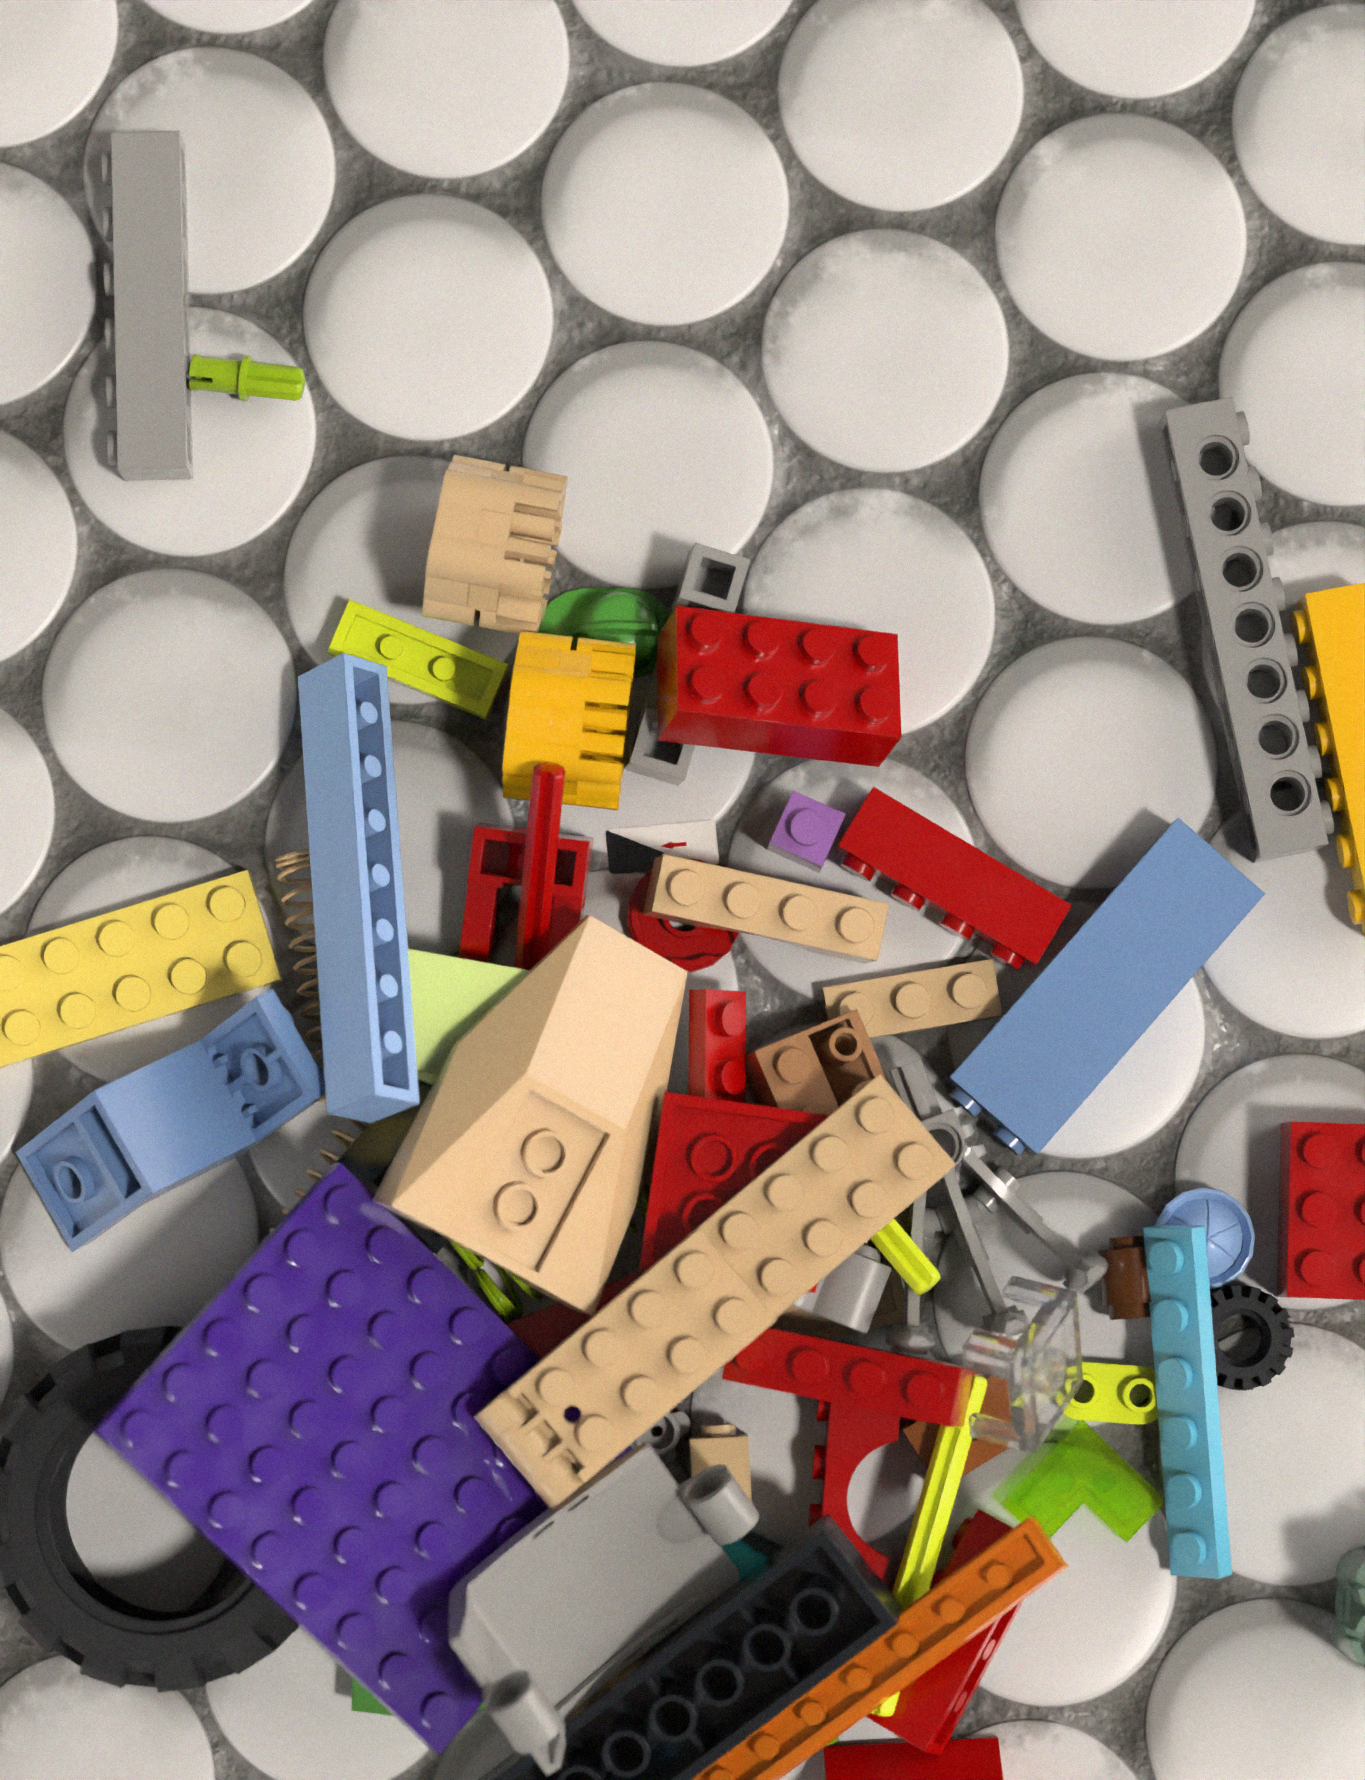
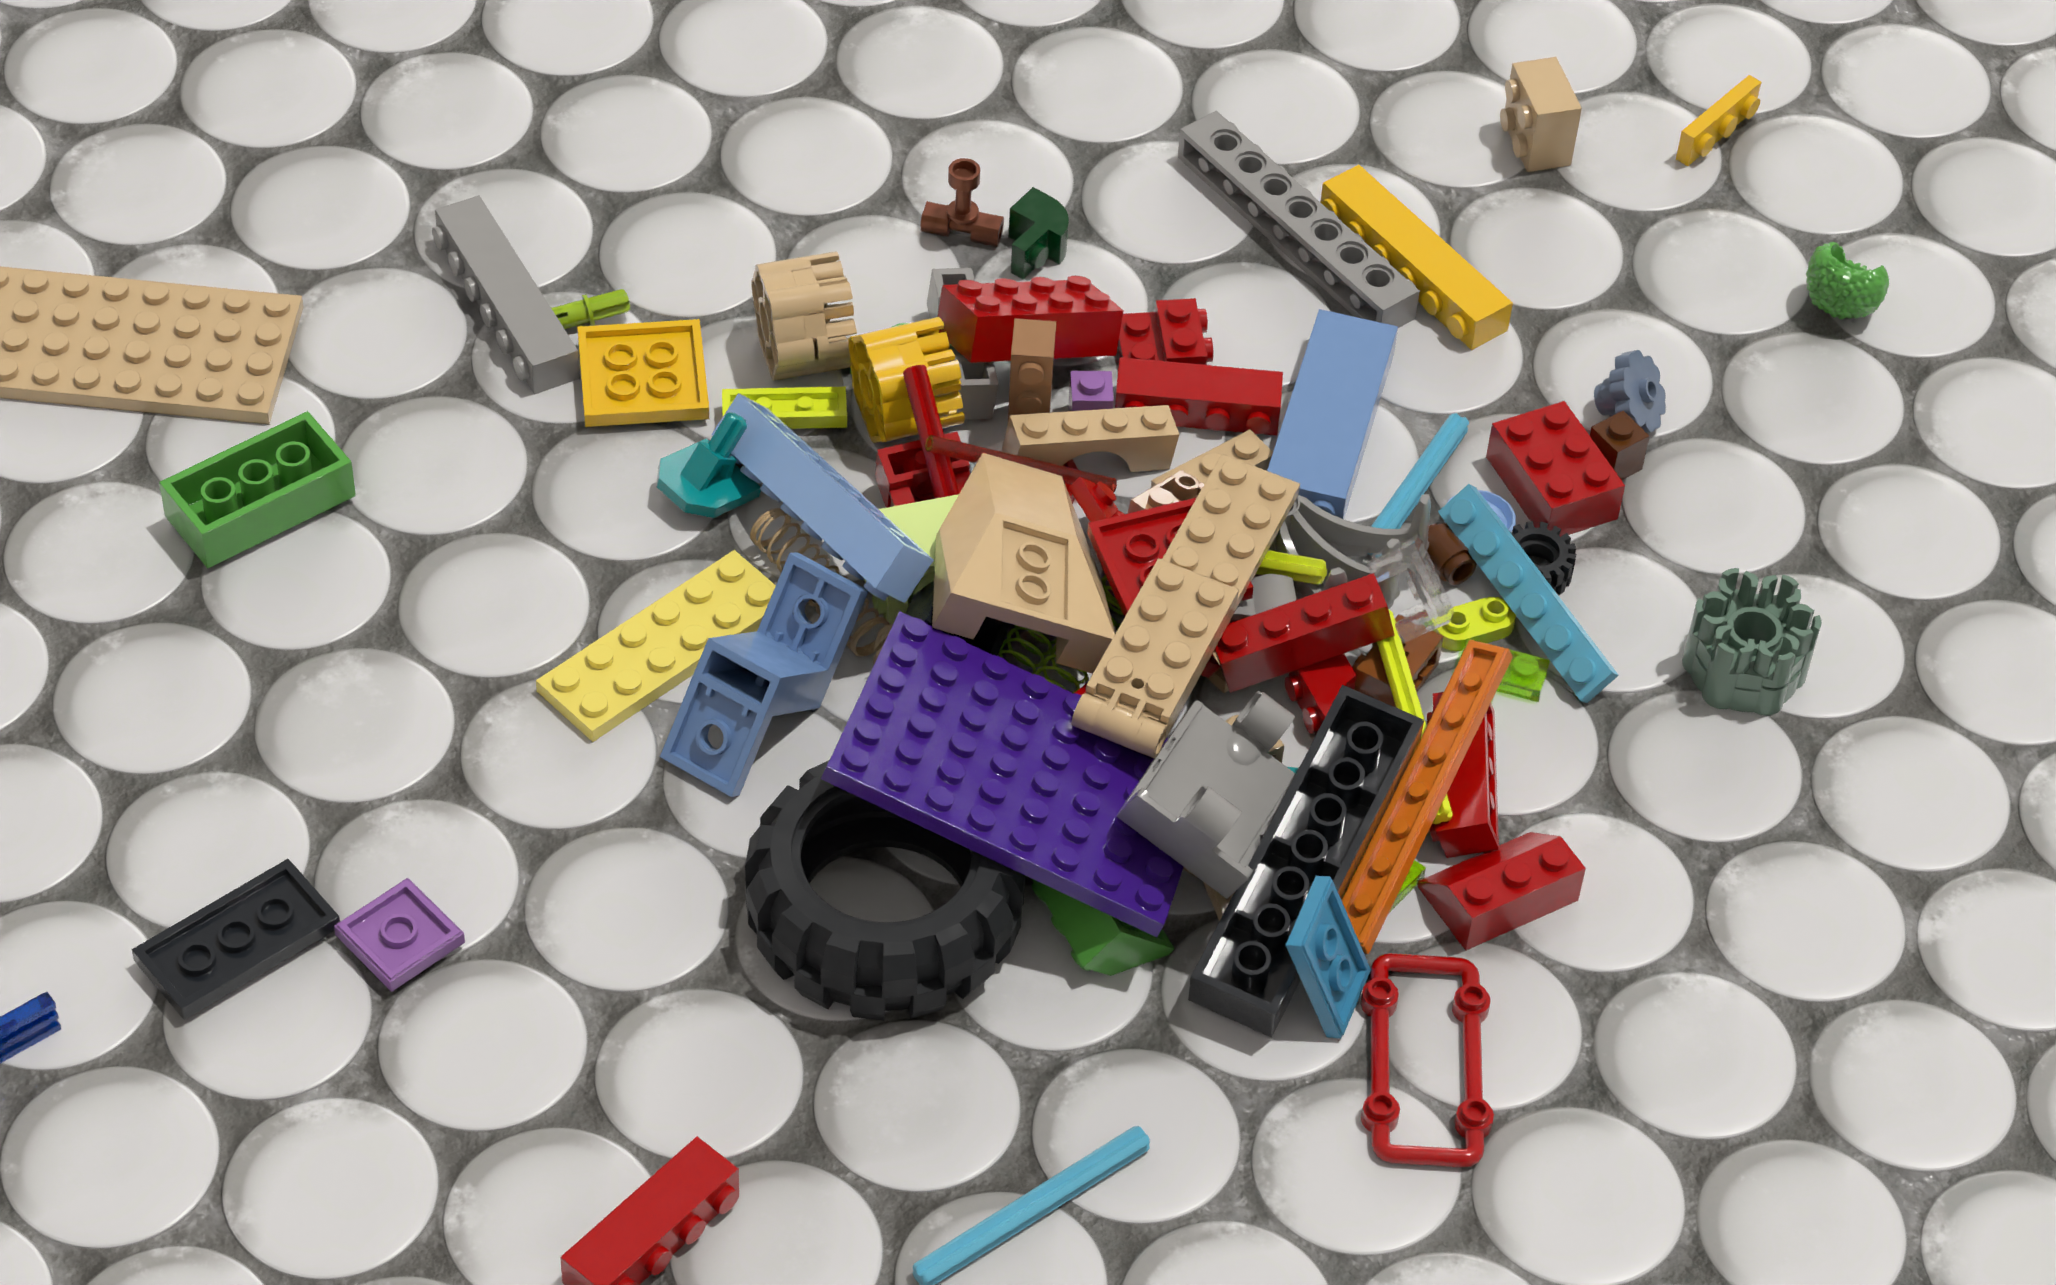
camera: 25 degrees left, 35 degrees down
(255, 738) = (705, 475): none -> teal piece
(267, 519) = (643, 373): none -> yellow plate
(647, 924) = (972, 453): none -> clear red piece
(724, 800) = (1031, 367): none -> medium nougat brick
(803, 422) = (963, 213): none -> copper bar
(904, 498) = (1039, 232): none -> dark green brick
(959, 757) = (1167, 334): none -> red plate
(1158, 1139) = (1422, 473): none -> medium azure axle

